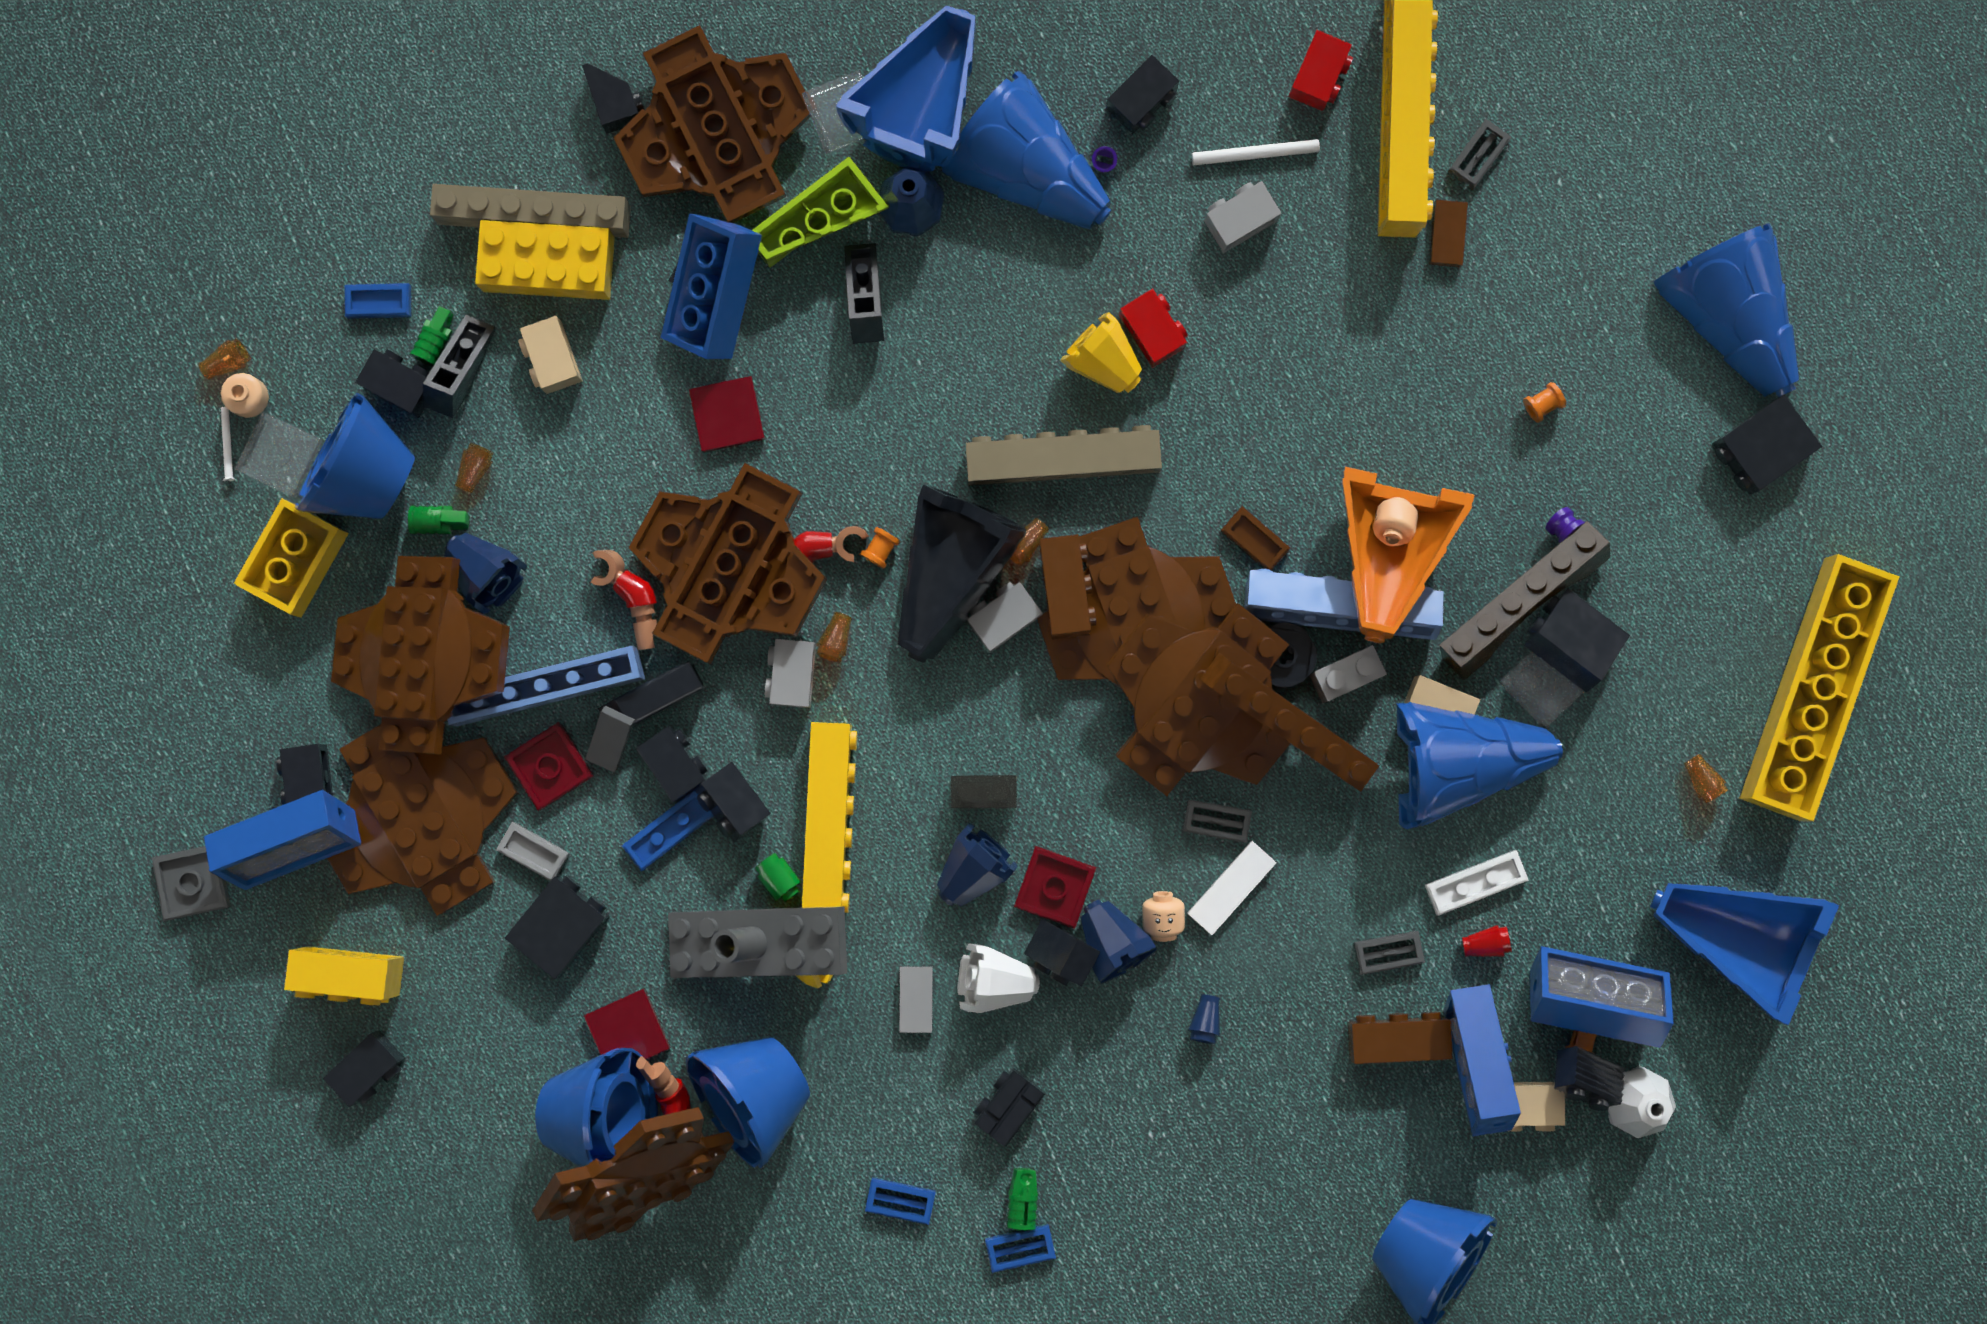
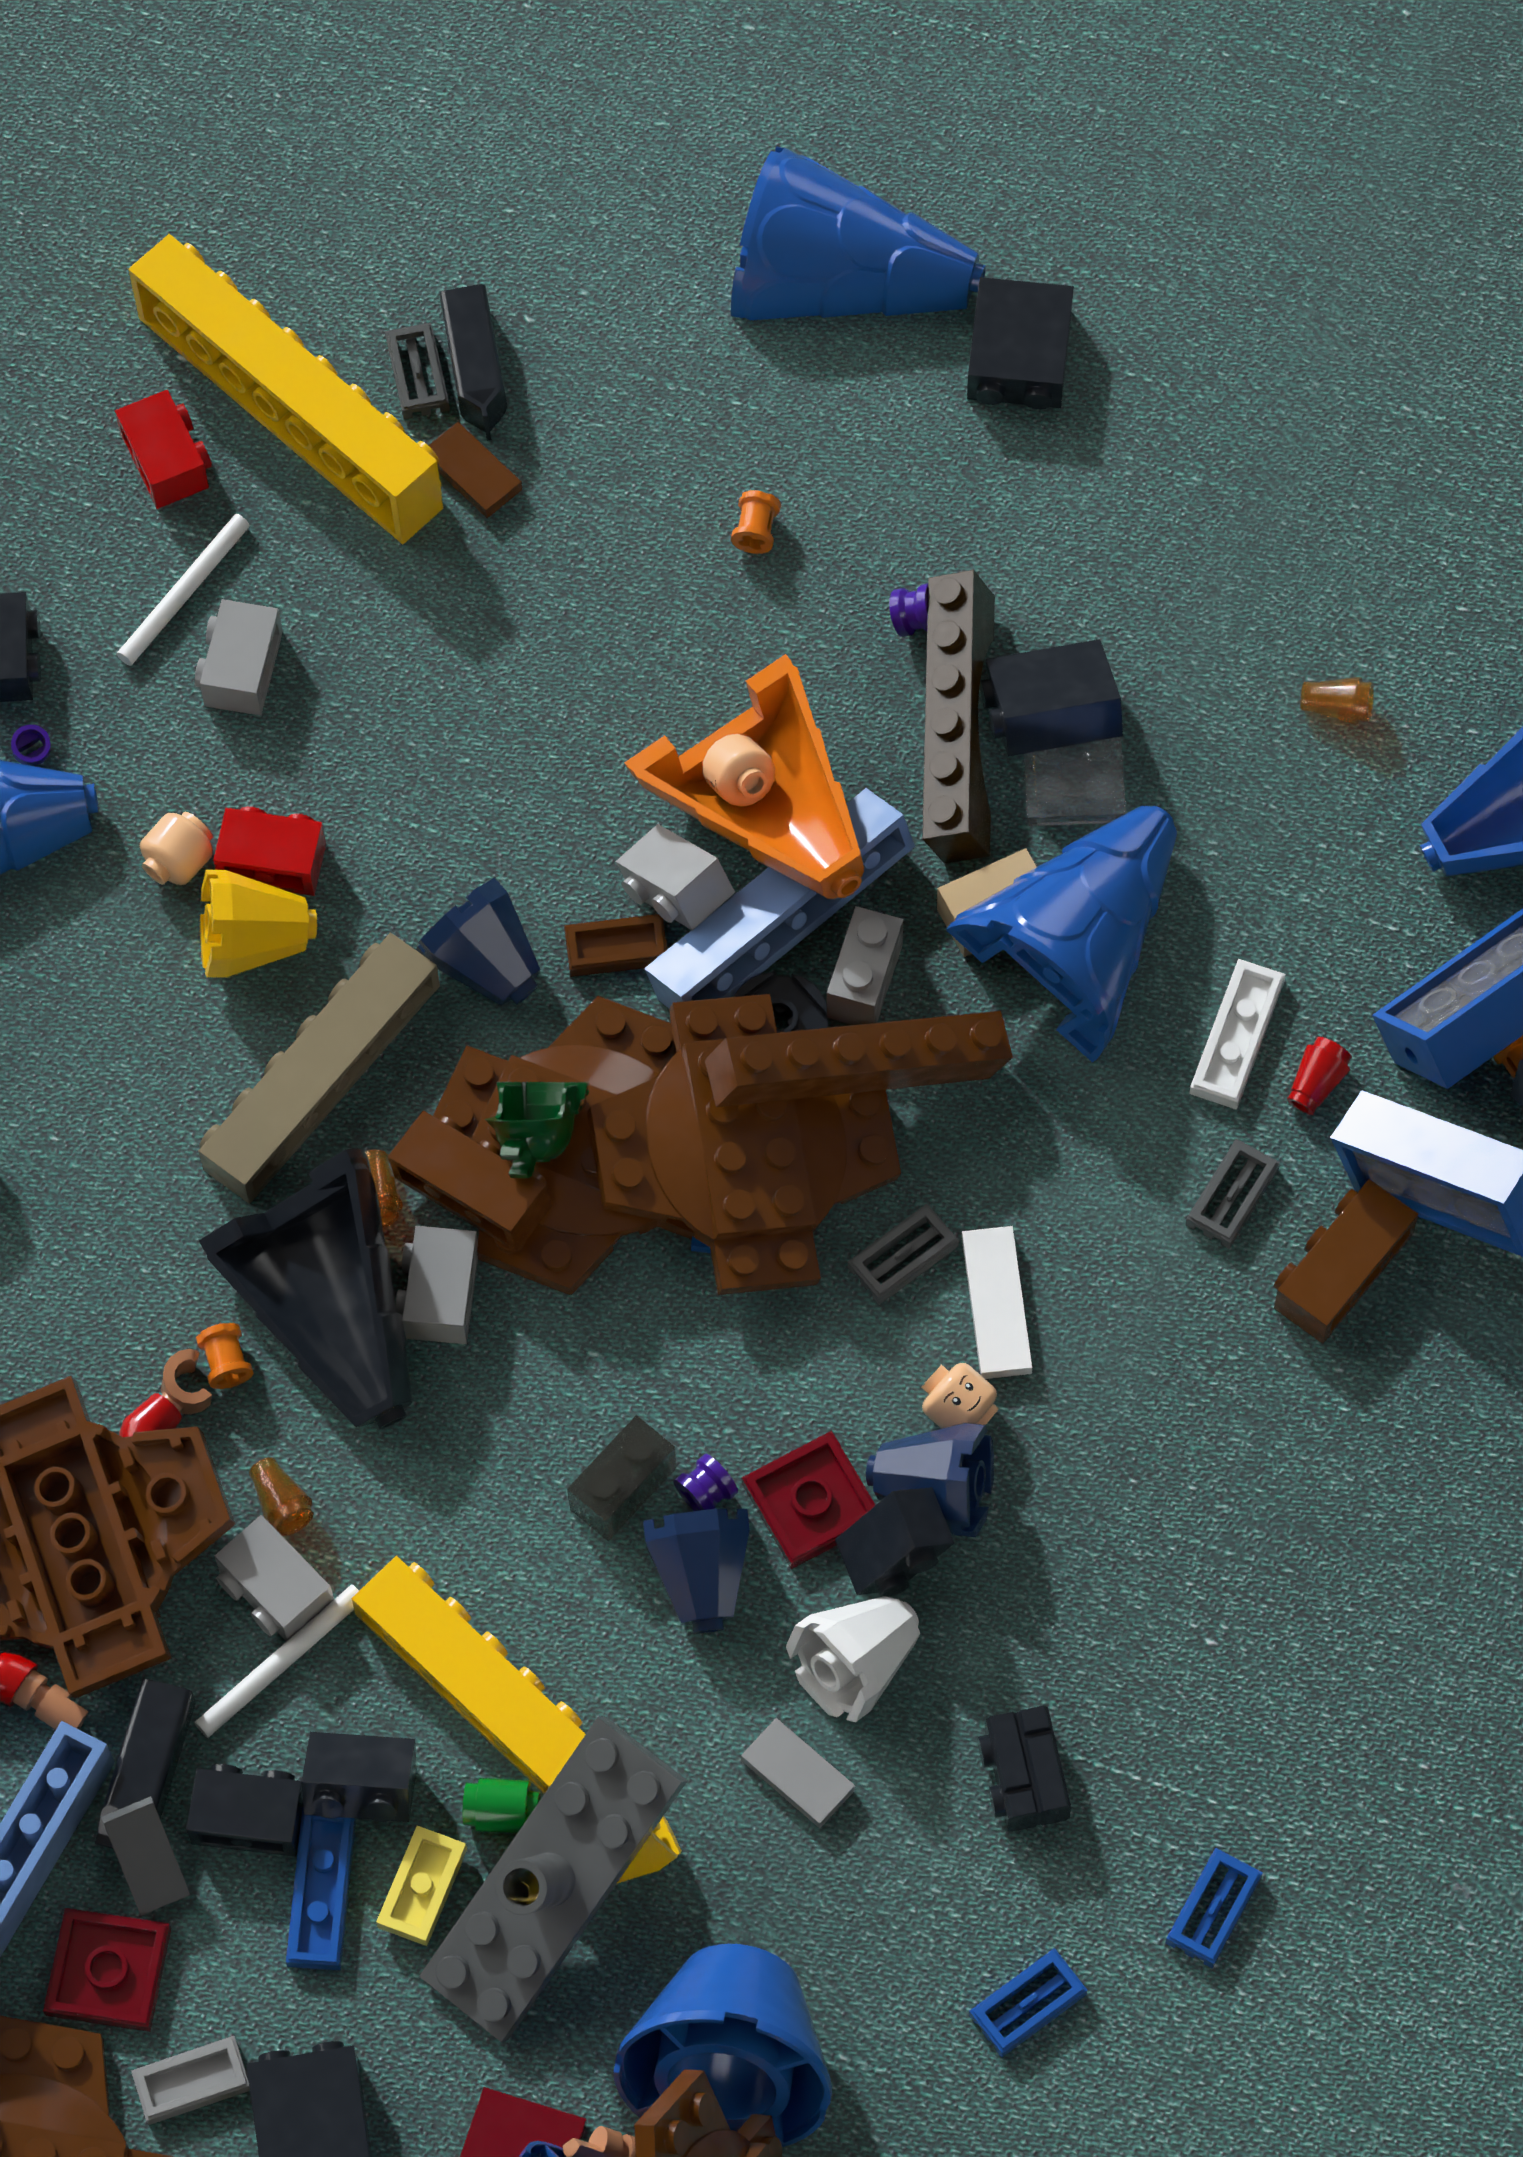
camera: 45 degrees left, 20 degrees down
(710, 875) = (421, 1885): none -> light yellow plate
(759, 710) = (277, 1663): none -> white bar
(1015, 834) = (705, 1484): none -> dark purple wheel
(1022, 1200) = (1155, 1849): green hinge -> none
(1113, 282) = (176, 848): none -> light nougat head
(1119, 593) = (535, 1121): none -> dark green helmet
(1193, 481) = (484, 946): none -> dark blue cone
(1205, 1022) = (1129, 1459): dark blue cone -> none
(1310, 540) = (674, 877): none -> light grey brick
(1511, 176) = (474, 356): none -> black piece
(1819, 687) = (1342, 502): yellow brick -> none

